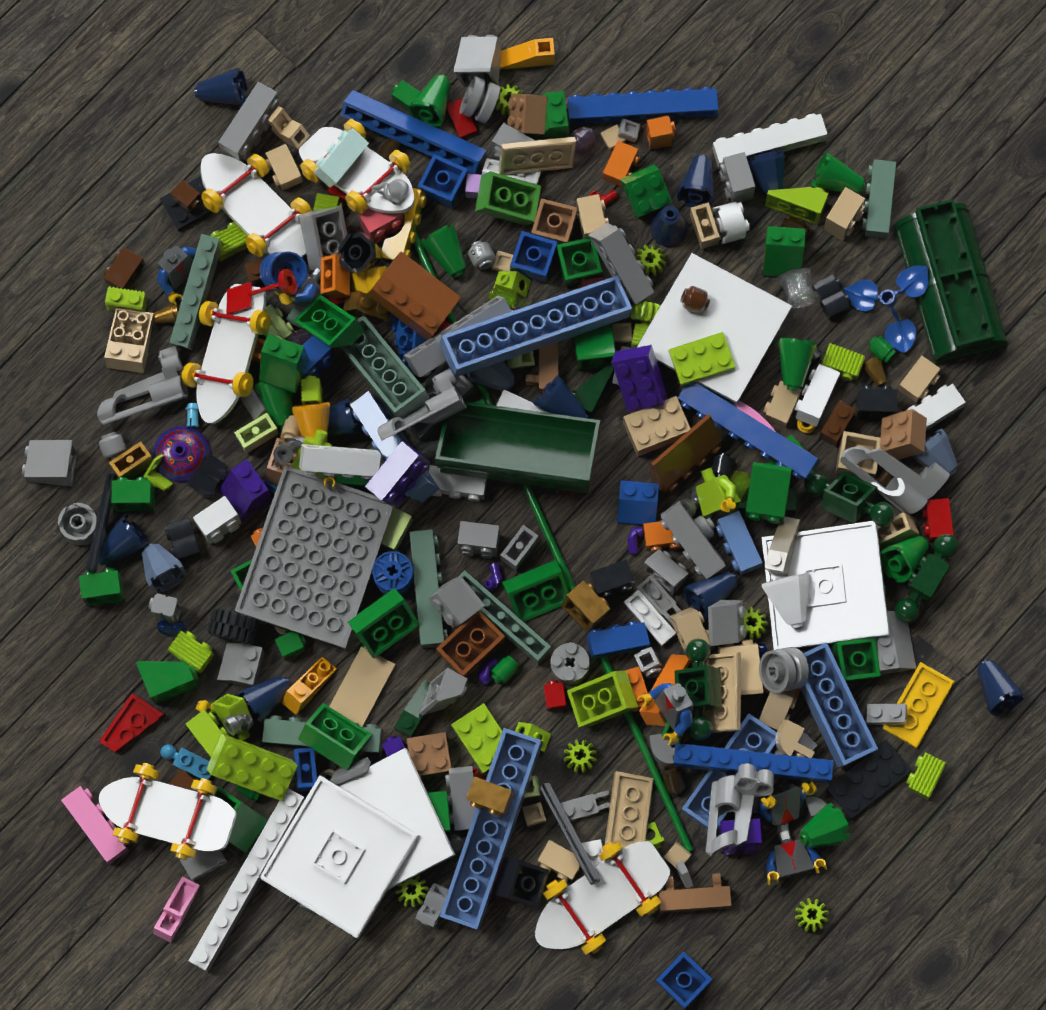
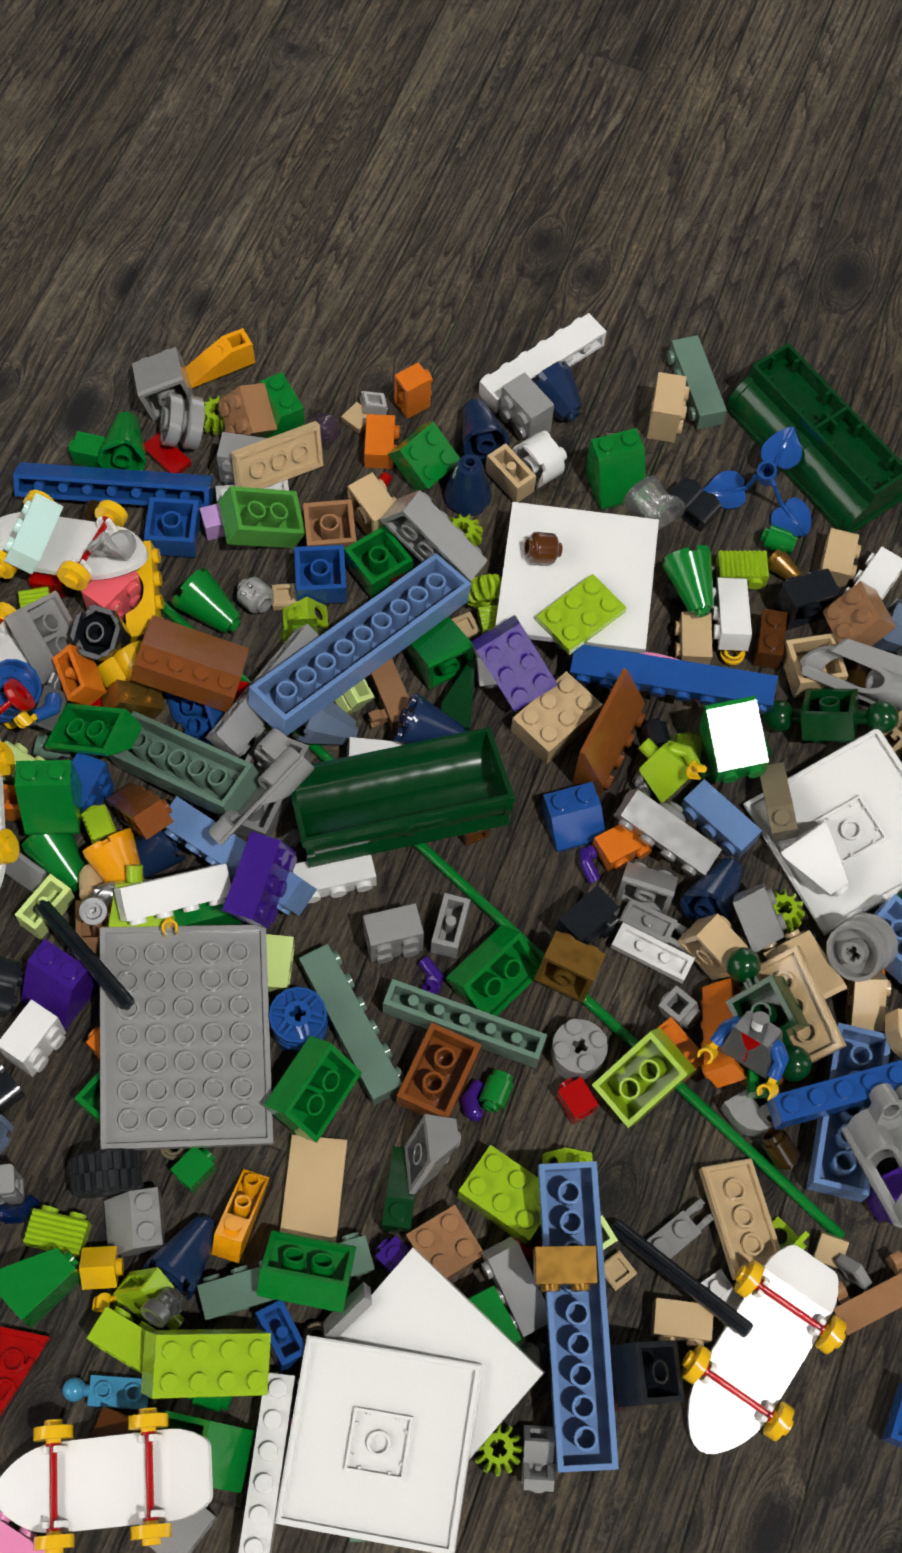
camera: 30 degrees left, 10 degrees down
(209, 684) = (100, 1267): none -> yellow brick
(268, 479) = (85, 955): none -> black axle
(341, 390) = (140, 810): none -> dark orange brick
(456, 601) = (399, 1022): light grey slope -> none
(576, 750) = (654, 1172): lime gear -> none
(617, 640) = (626, 995): blue brick -> none
(642, 106) = (377, 372): blue brick -> none
(802, 203) = (609, 410): lime slope -> none
(835, 176) = (634, 372): green cone -> none

